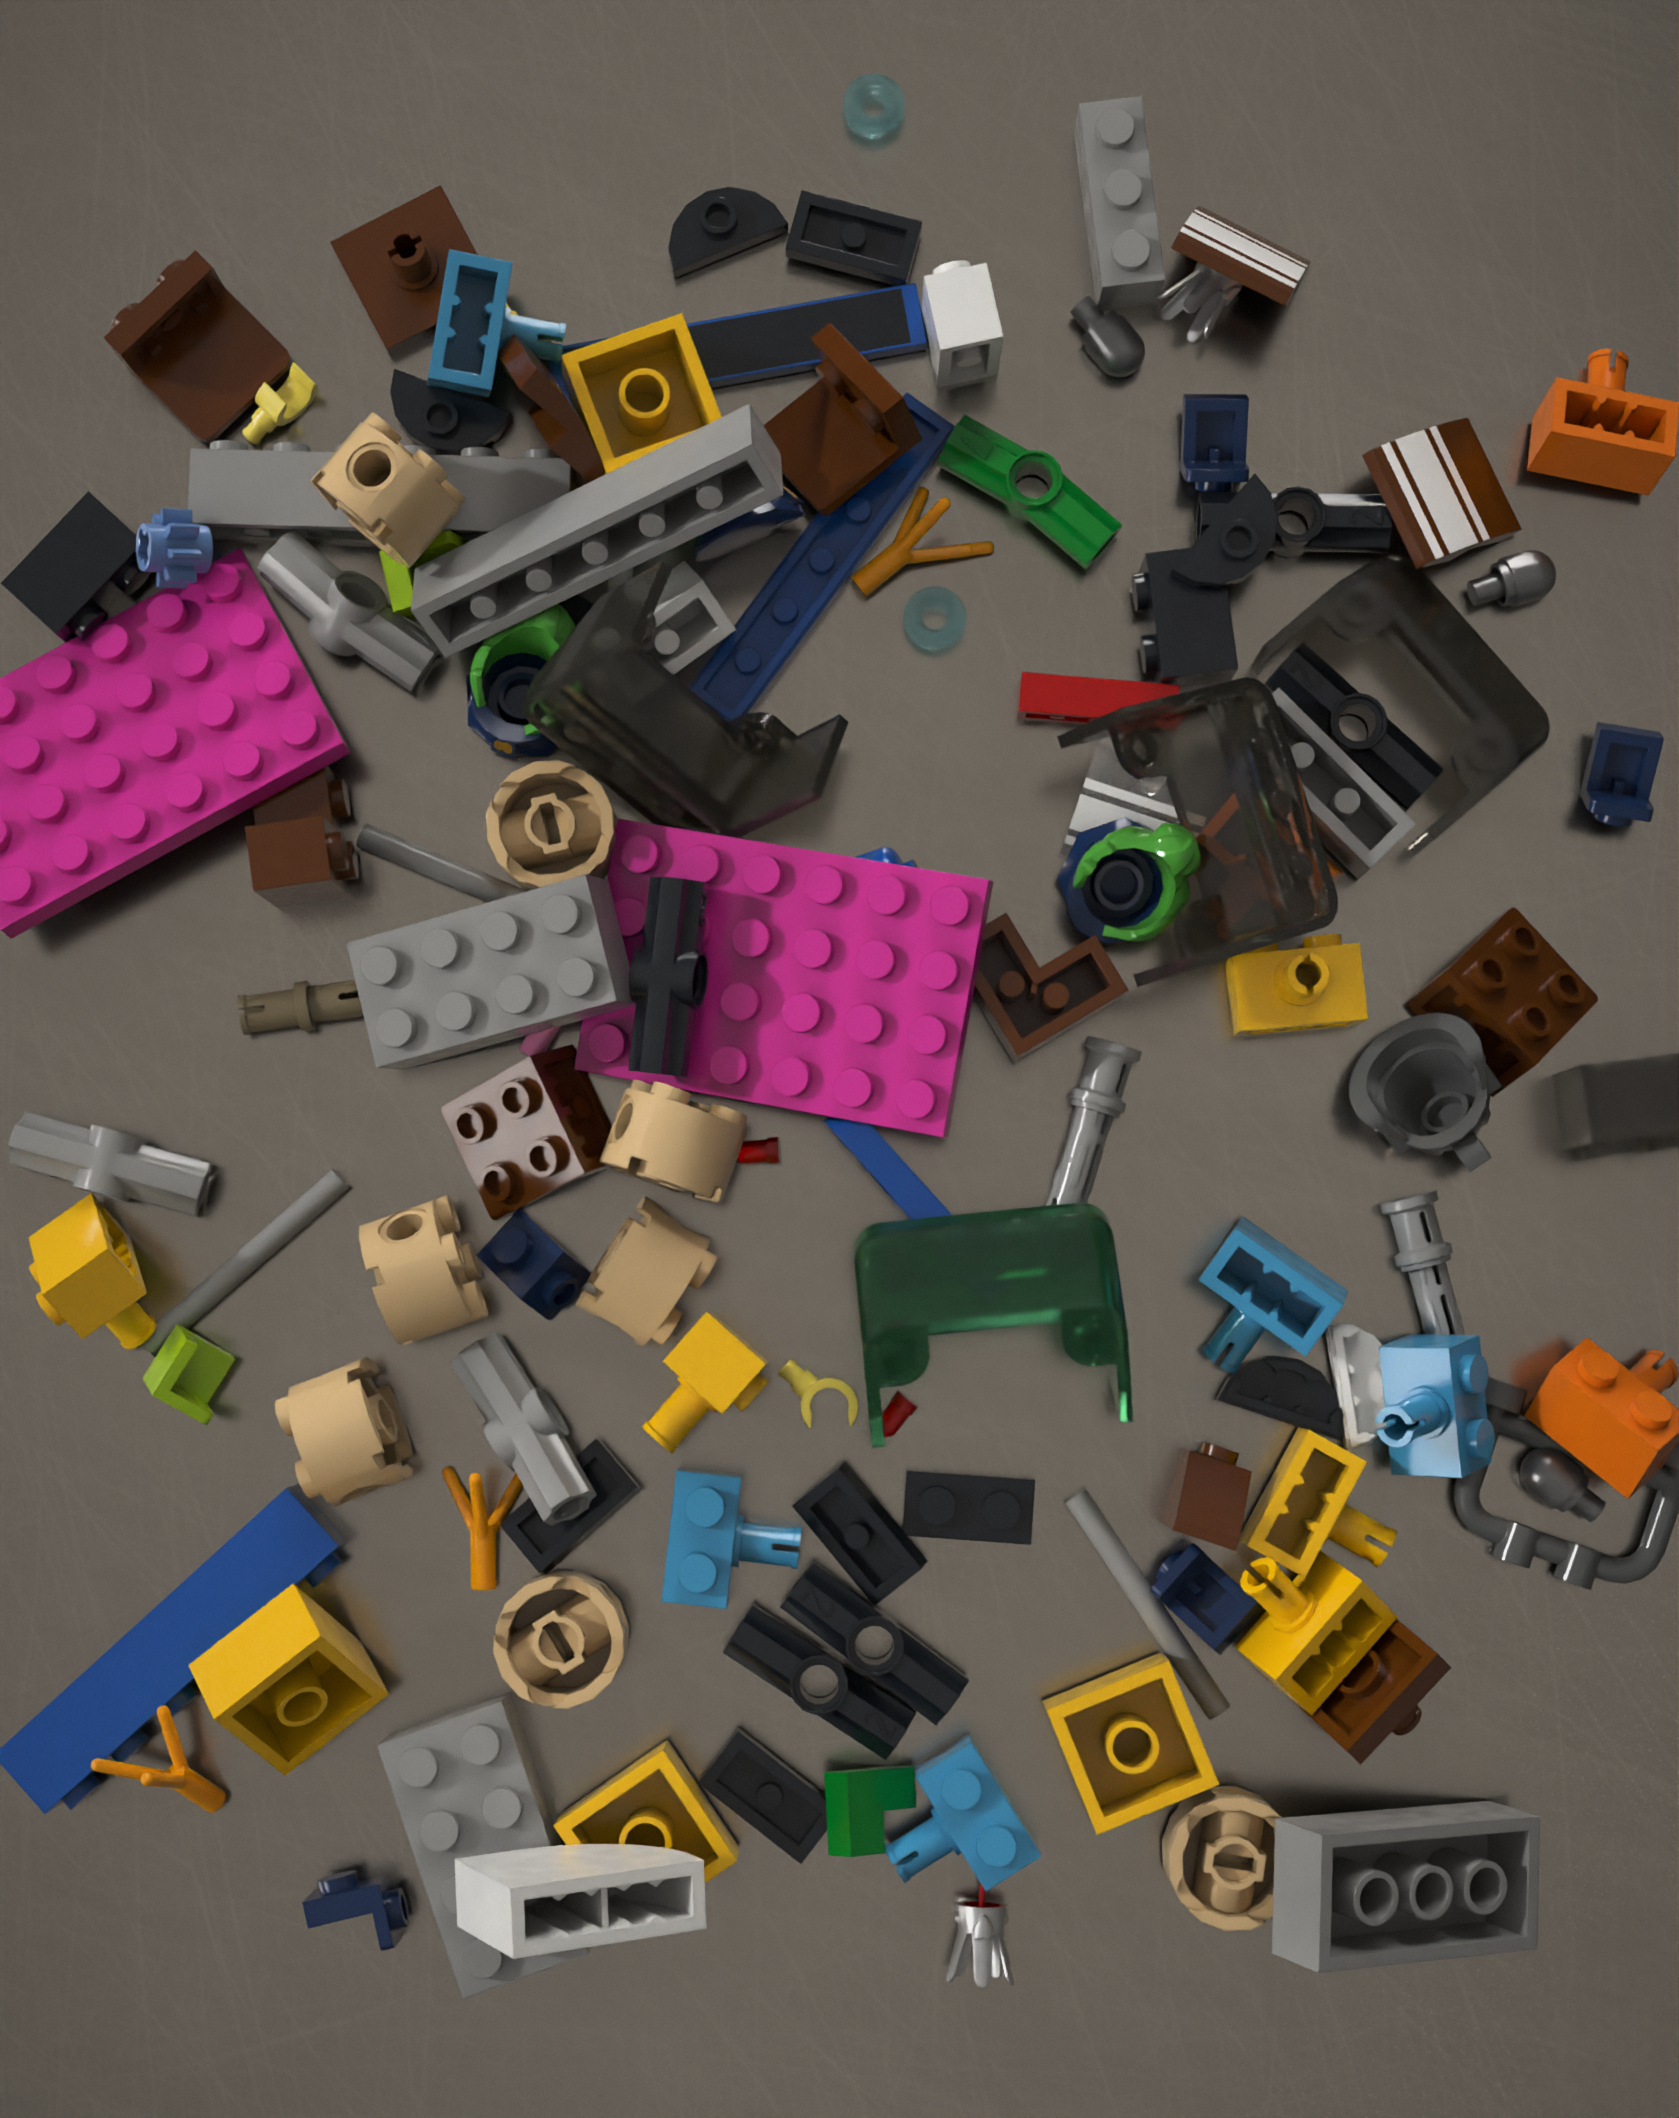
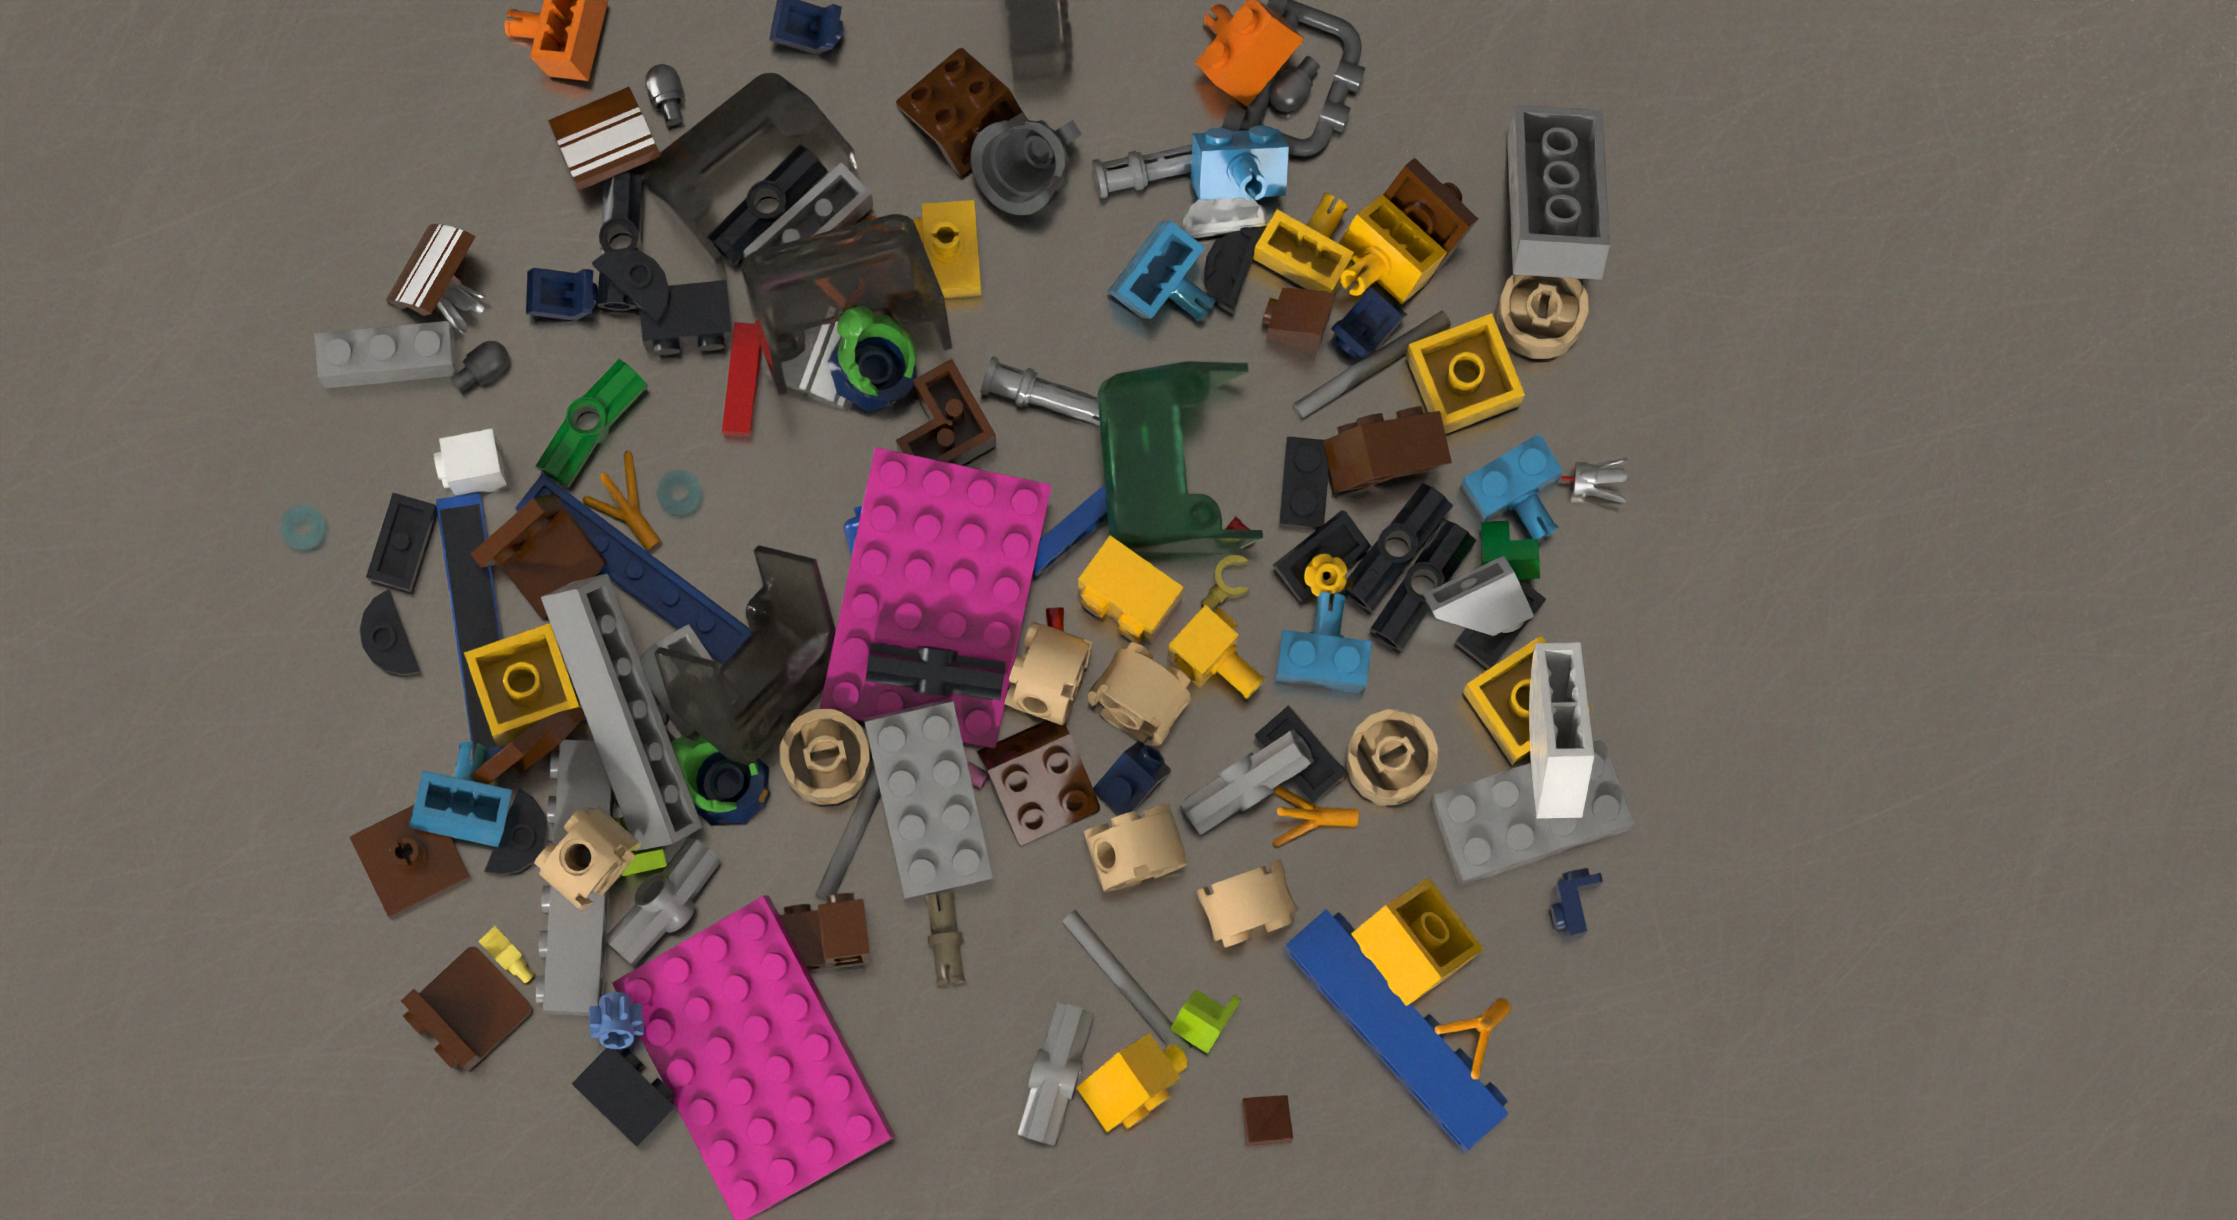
camera: 95 degrees left, 5 degrees down
(49, 1464) = (1267, 1119): none -> copper slope
(787, 1771) = (1482, 599): none -> light grey slope
(794, 1253) = (1129, 592): none -> yellow brick
(839, 1530) = (1325, 563): none -> yellow plate
(1007, 1619) = (1386, 449): none -> reddish brown brick

